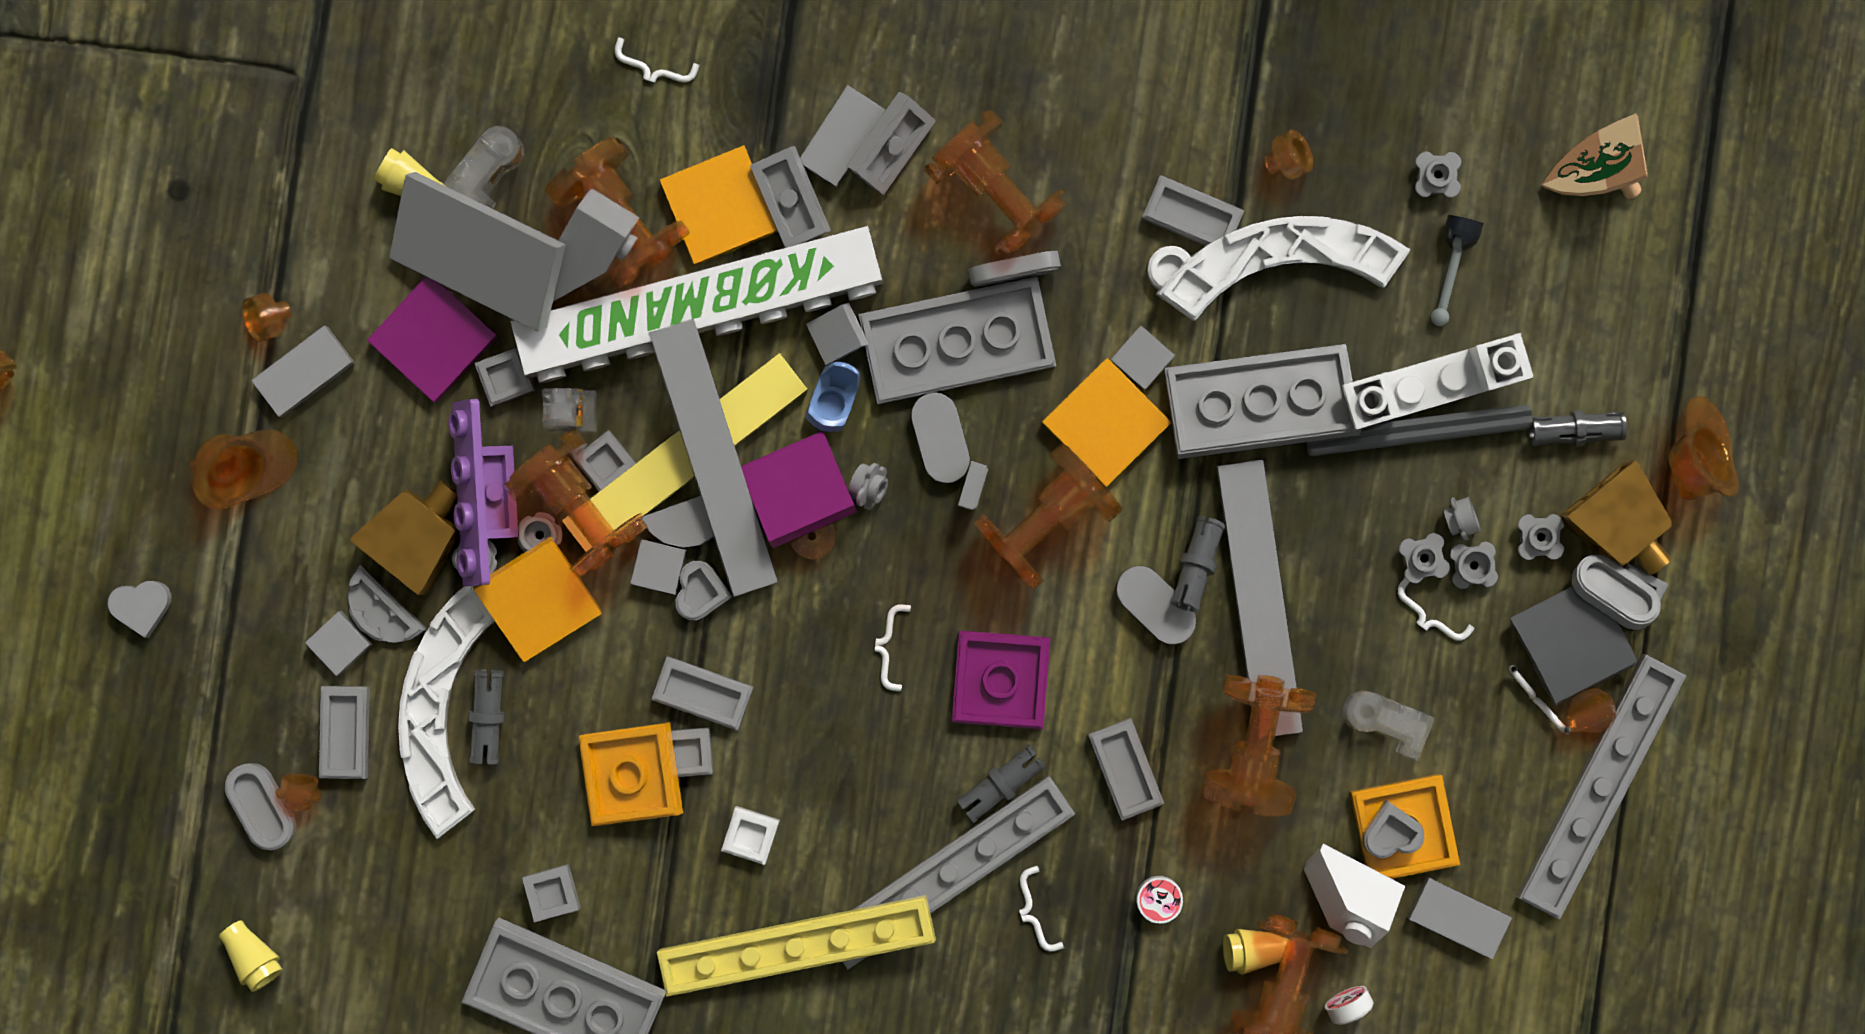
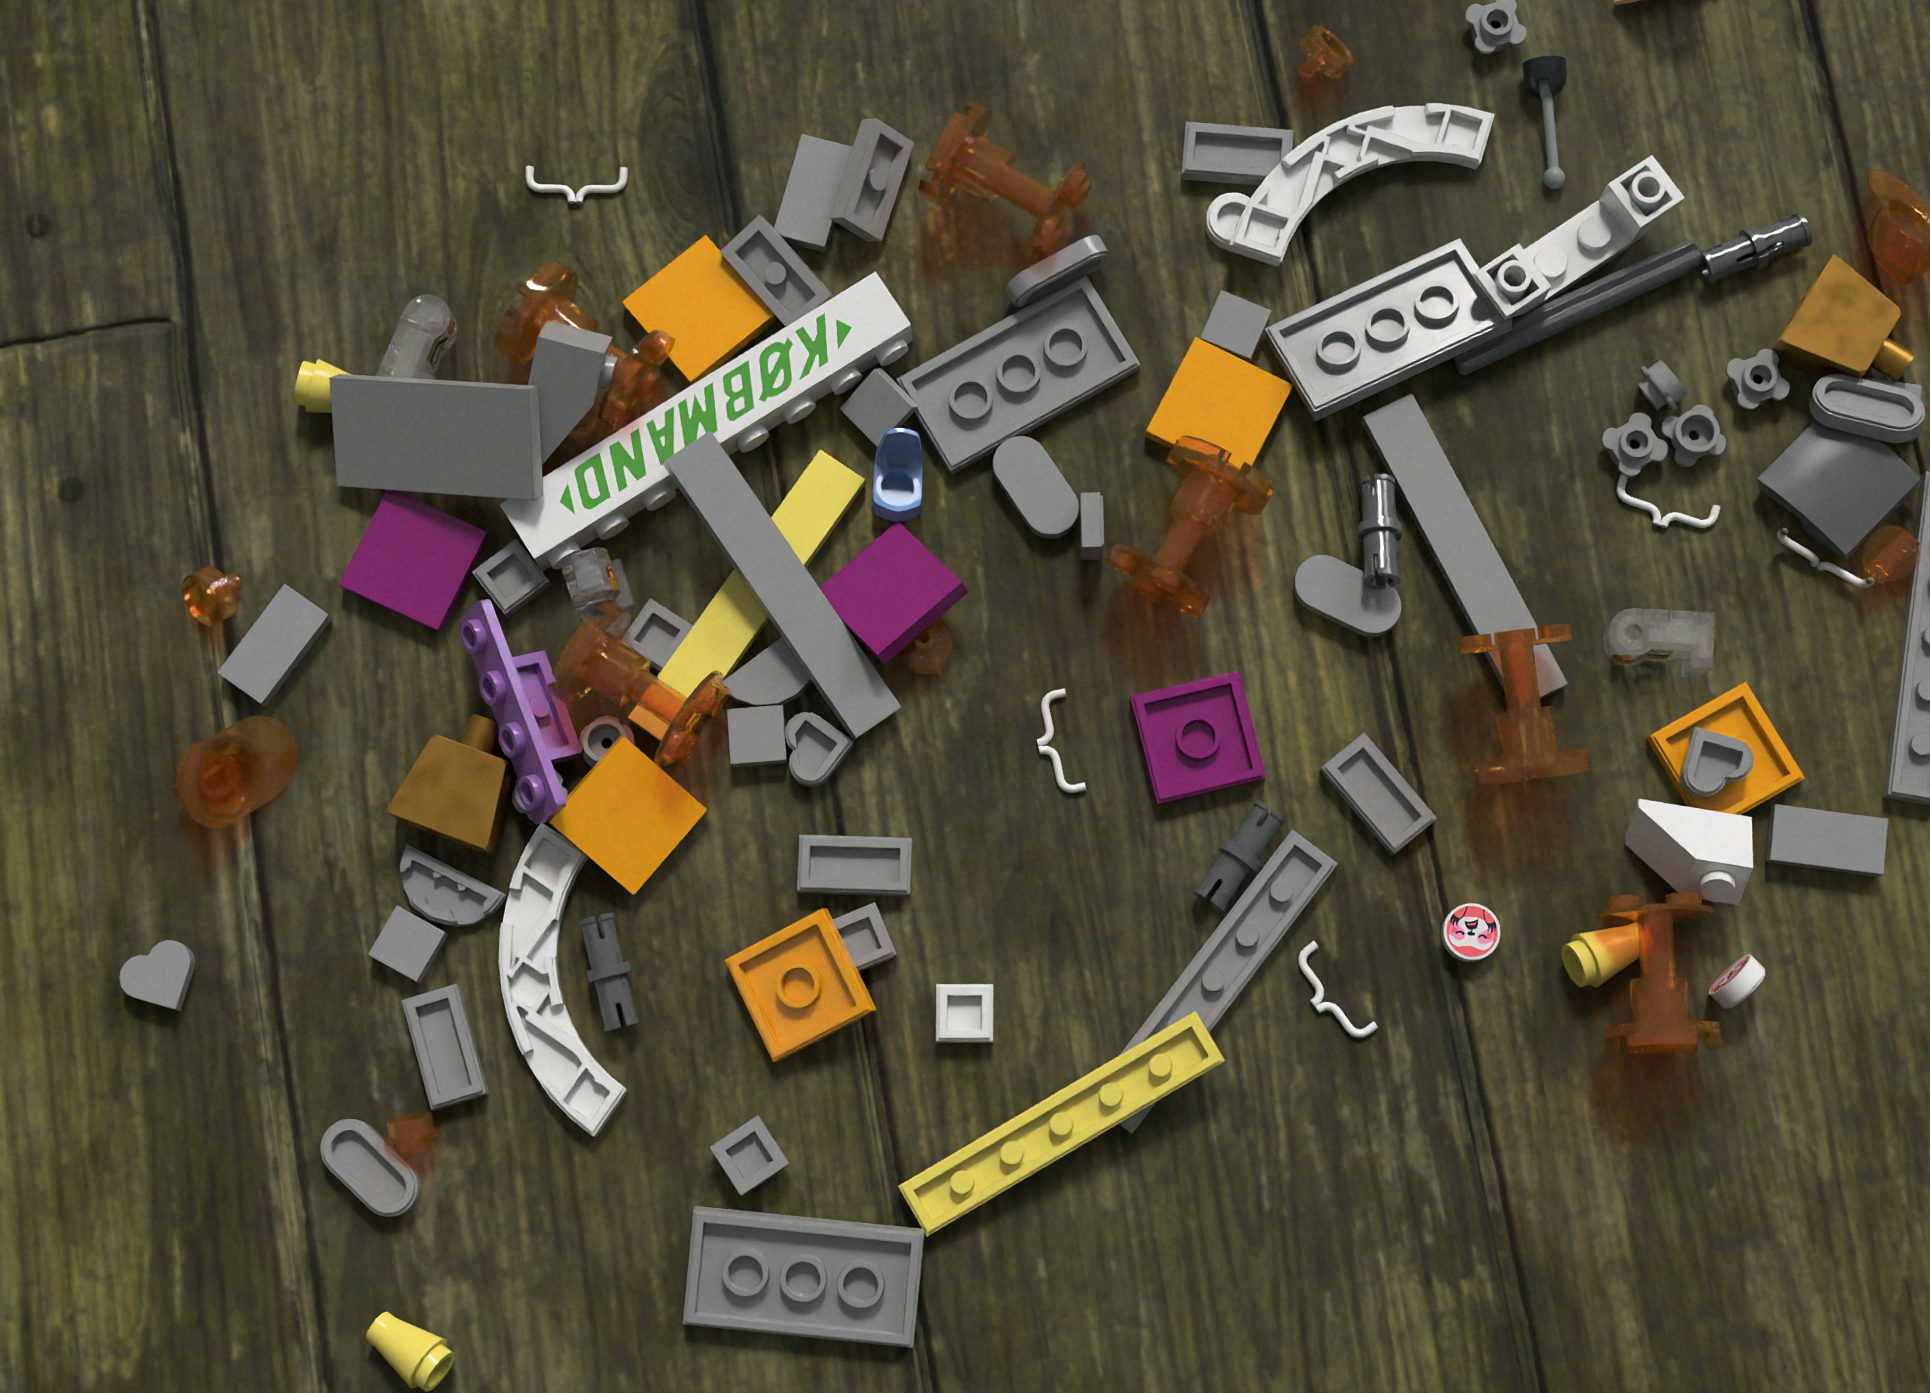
camera: 15 degrees left, 10 degrees down
(868, 485) = (971, 562): light grey plate -> none

